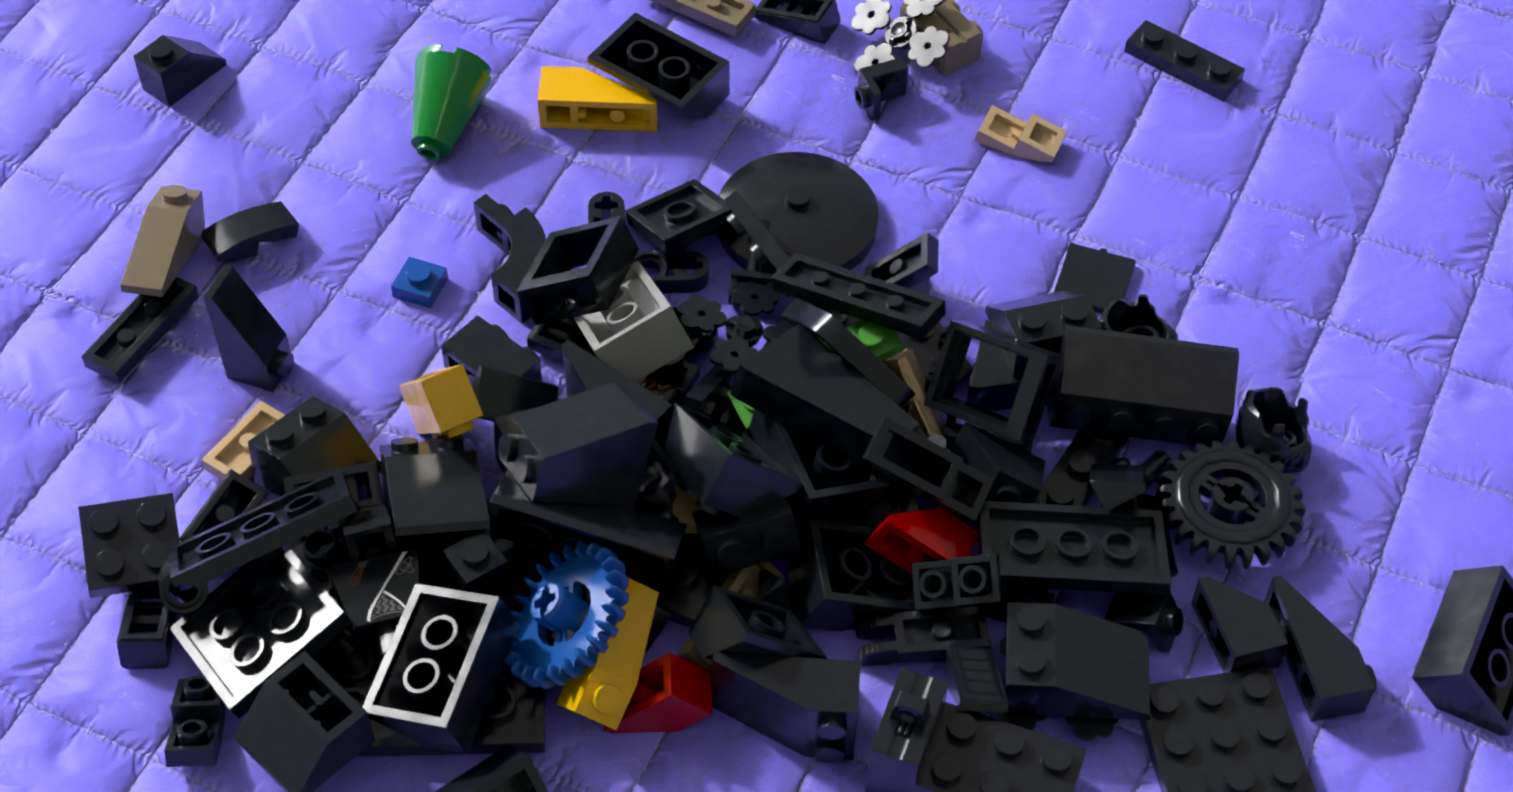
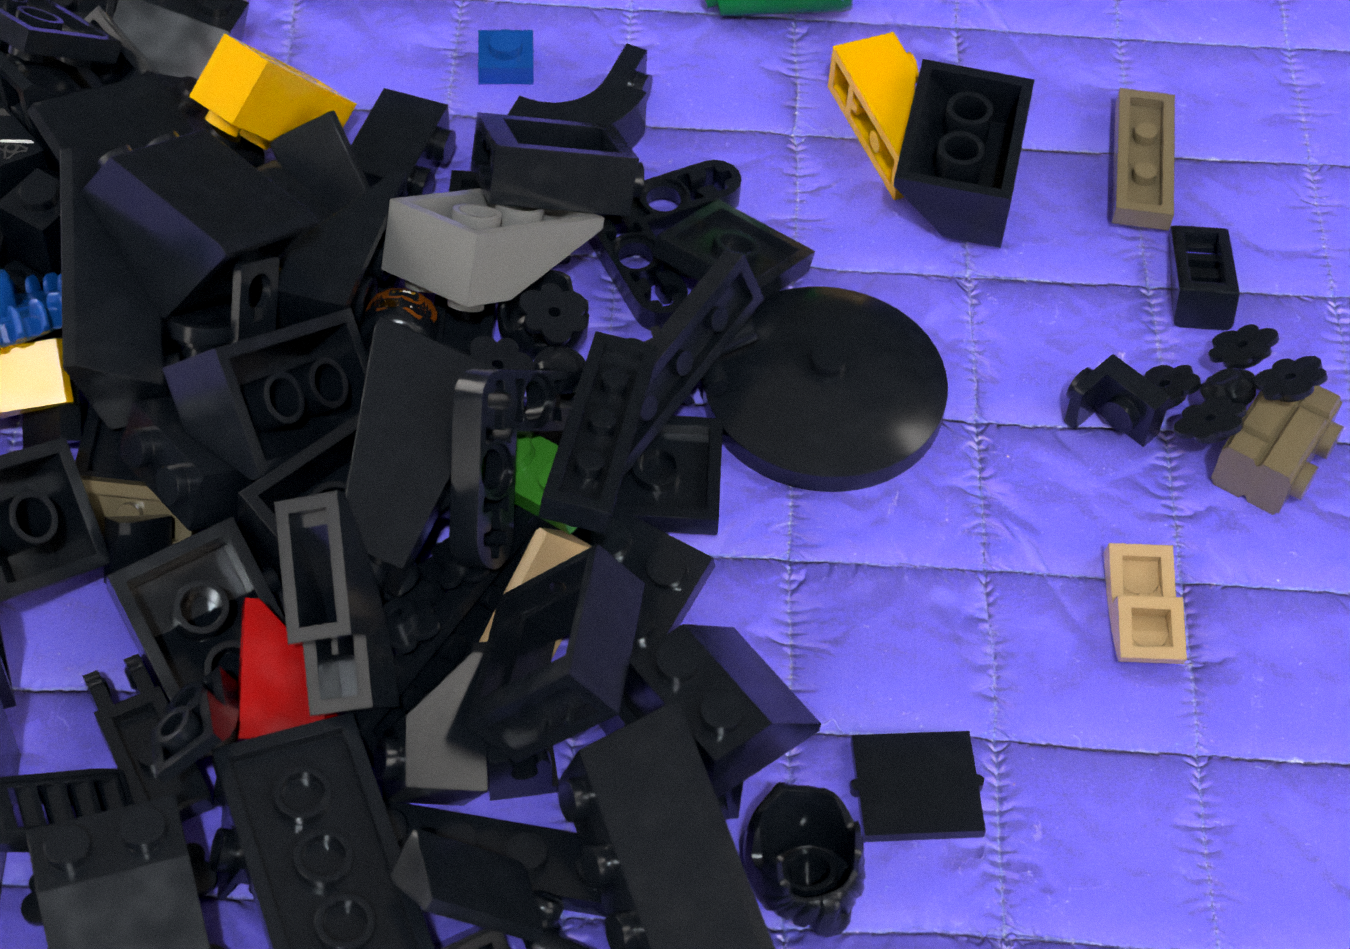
camera: 65 degrees right, 0 degrees up
(909, 265) = (773, 536): black slope -> none

